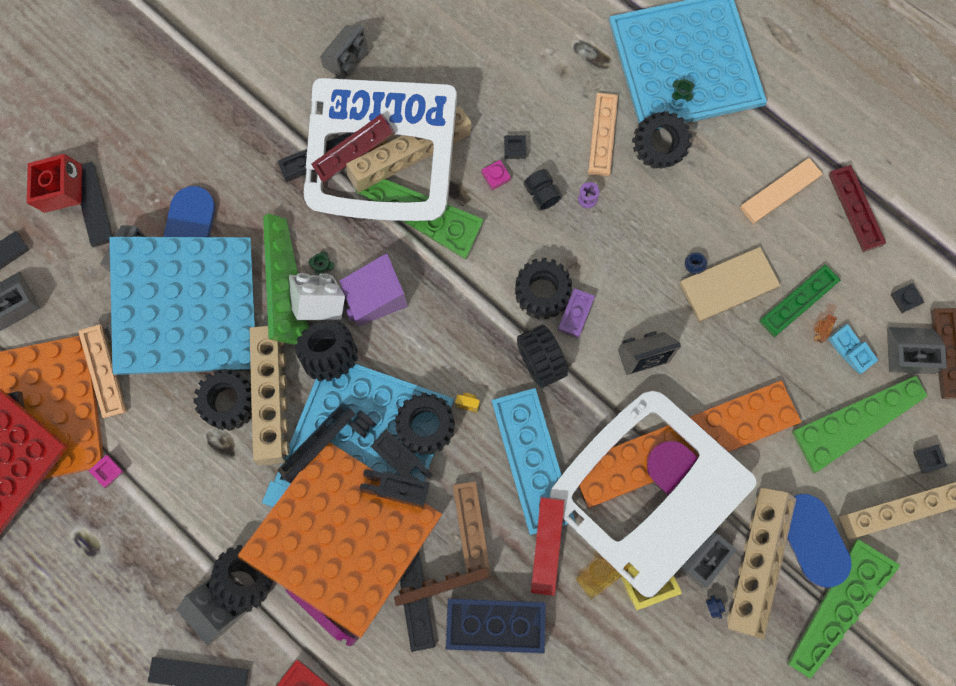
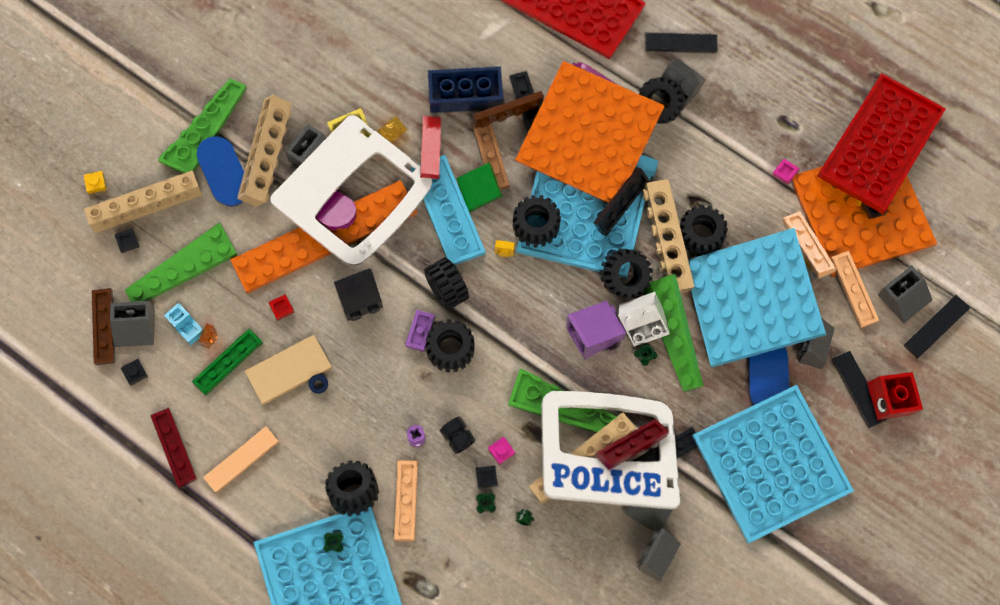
camera: 170 degrees right, 5 degrees down
(64, 313) = (854, 289): none -> light nougat tile
(206, 132) = (772, 464): none -> medium azure plate
(362, 424) = (587, 218): black wheel -> none
(396, 488) = (551, 168): black hinge -> none
(398, 455) = (563, 201): black hinge -> none
(479, 103) = (524, 517): none -> dark green plate
(490, 485) = (479, 187): none -> green tile
(518, 117) = (488, 498): none -> dark green plate
(715, 607) = (300, 119): dark blue plate -> none
(738, 356) = (281, 307): none -> red plate

